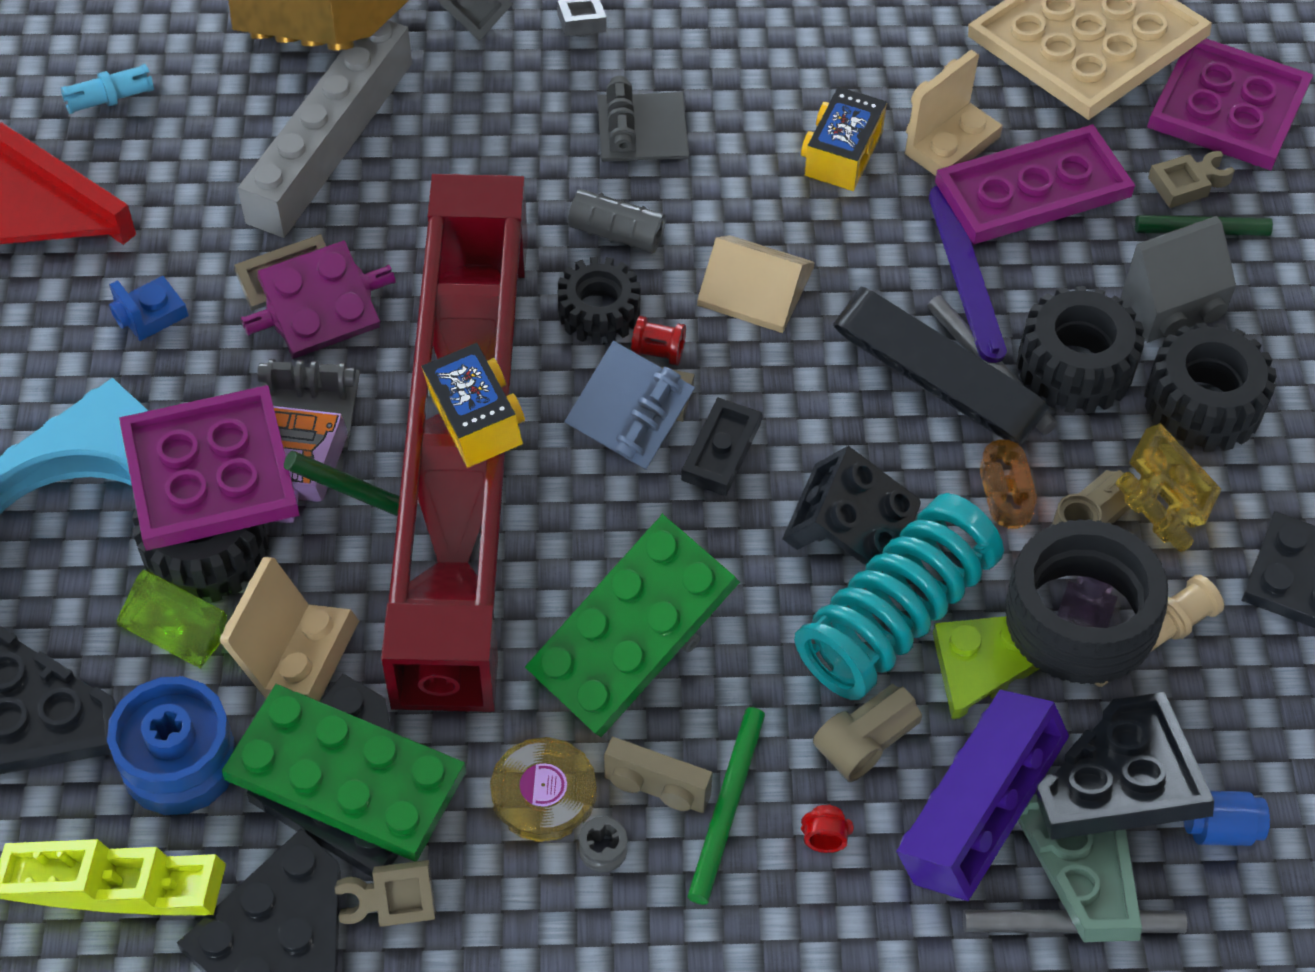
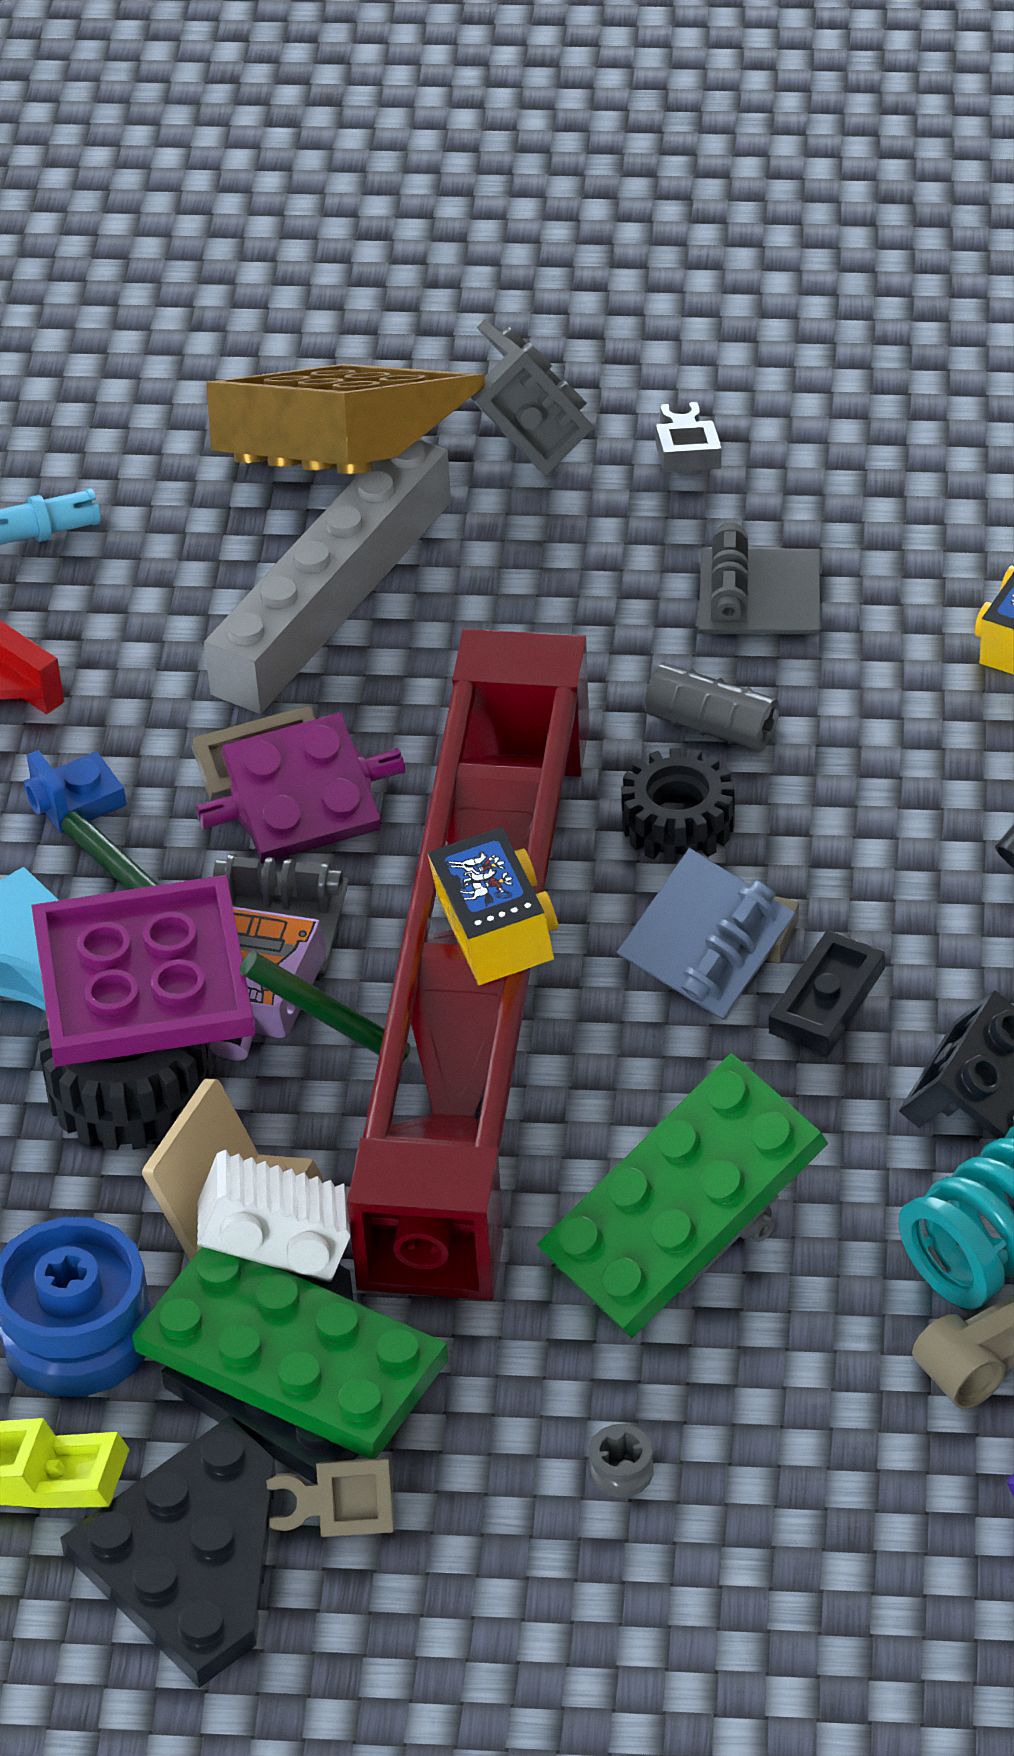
camera: 10 degrees right, 10 degrees down
(172, 619) = (81, 1163): clear neon green slope -> none
(181, 362) = (105, 852): none -> dark green bar
(324, 667) = (273, 1216): none -> white brick
(543, 789) = (548, 1391): clear yellow tile -> none
(644, 770) = (700, 1380): dark tan plate -> none
(673, 336) = (776, 855): red bush -> none
(726, 806) = (789, 1426): green bar -> none
(753, 282) = (892, 793): tan slope -> none
(826, 829) = (919, 1459): red plate -> none

